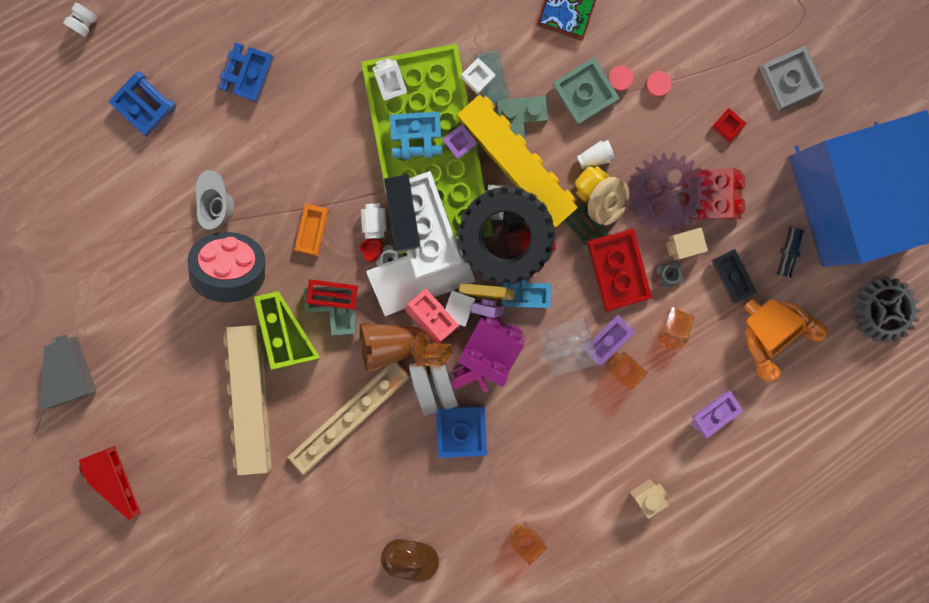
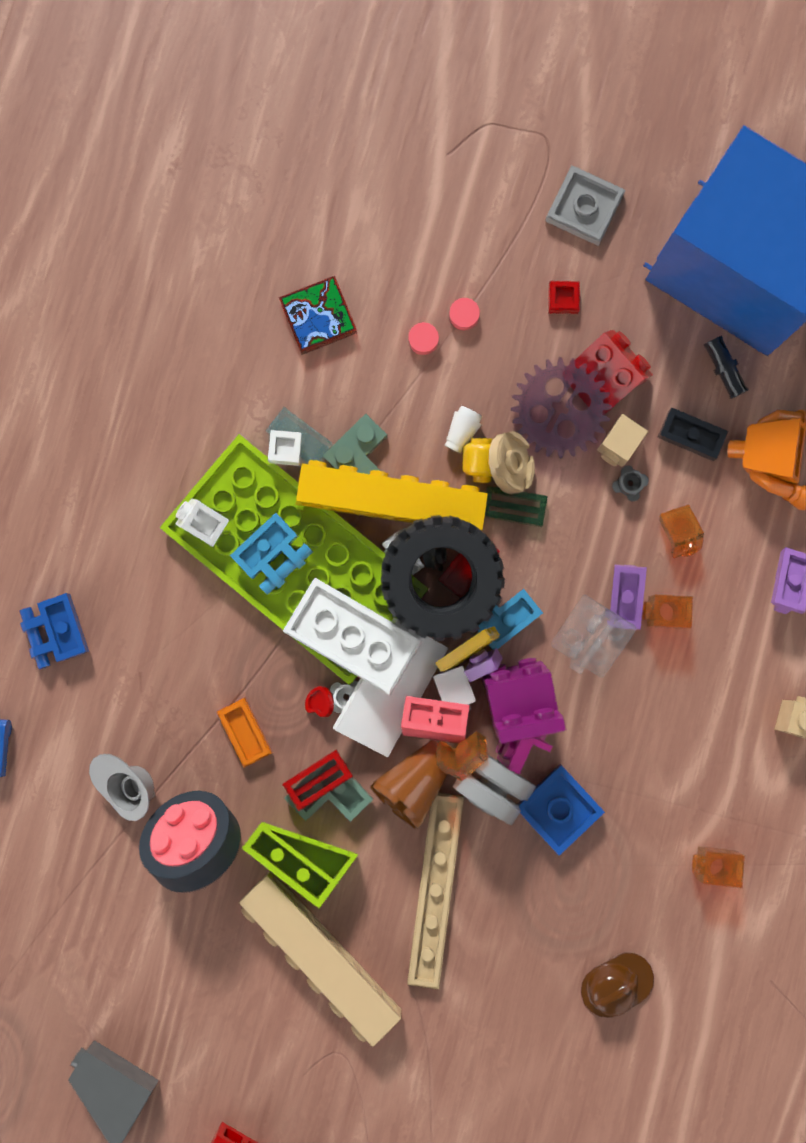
camera: 30 degrees left, 5 degrees down
(373, 221) = (299, 672): white brick -> none
(402, 213) = (321, 641): black tile -> none
(459, 141) = (320, 525): medium lavender plate -> none
(585, 91) = (400, 377): sand green plate -> none
(619, 269) = (577, 520): red tile -> none

